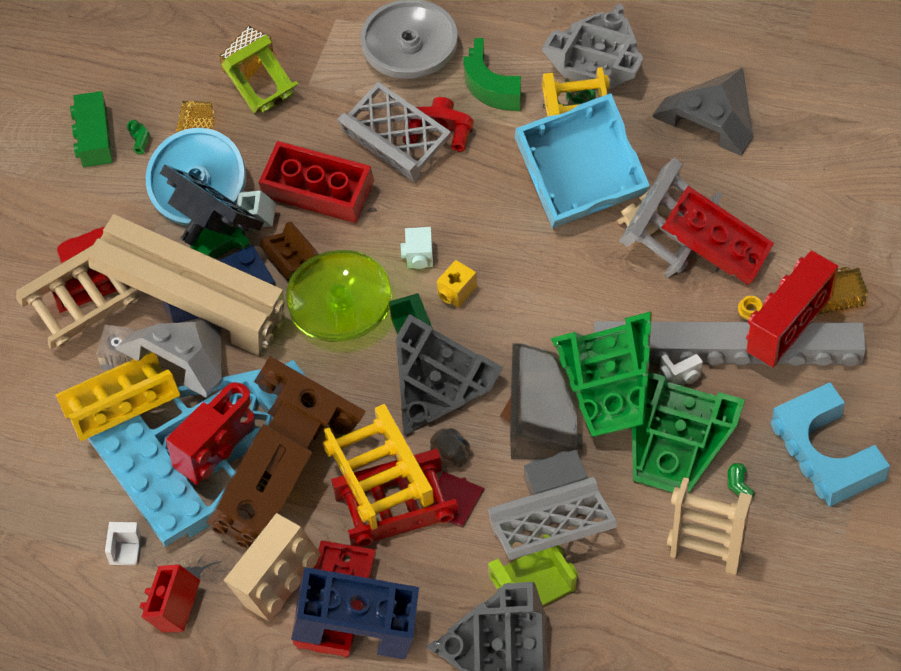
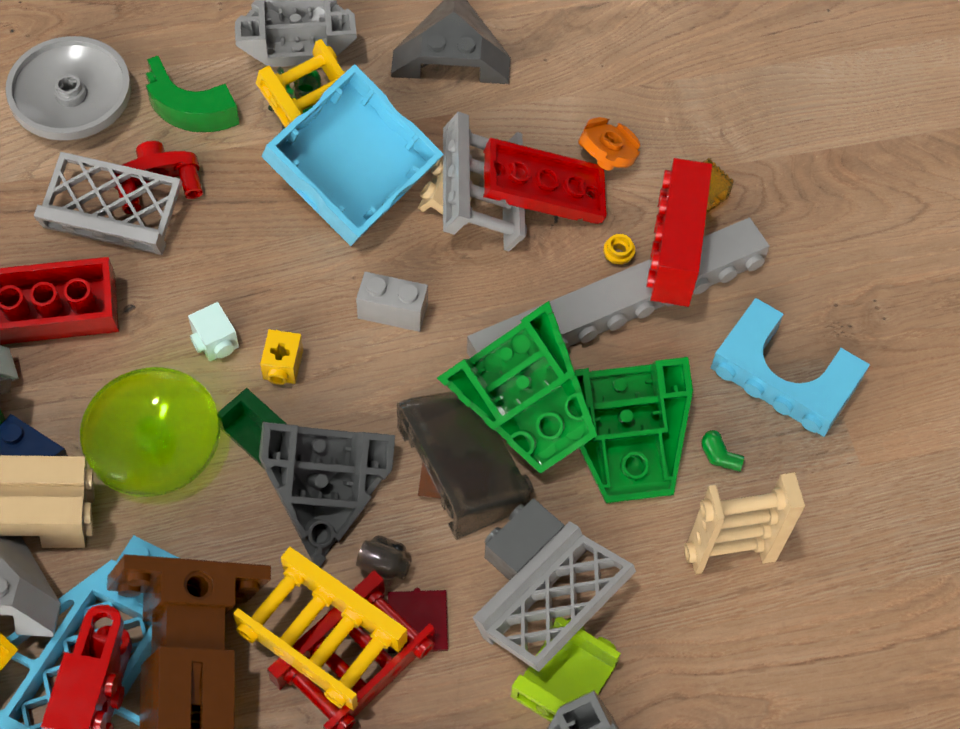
camera: 35 degrees left, 5 degrees up
(288, 249) = (56, 399): reddish brown bracket -> none
(556, 277) = (392, 301): none -> light grey brick
(683, 372) = (595, 351): white bracket -> none
(788, 228) = (609, 144): none -> orange plate

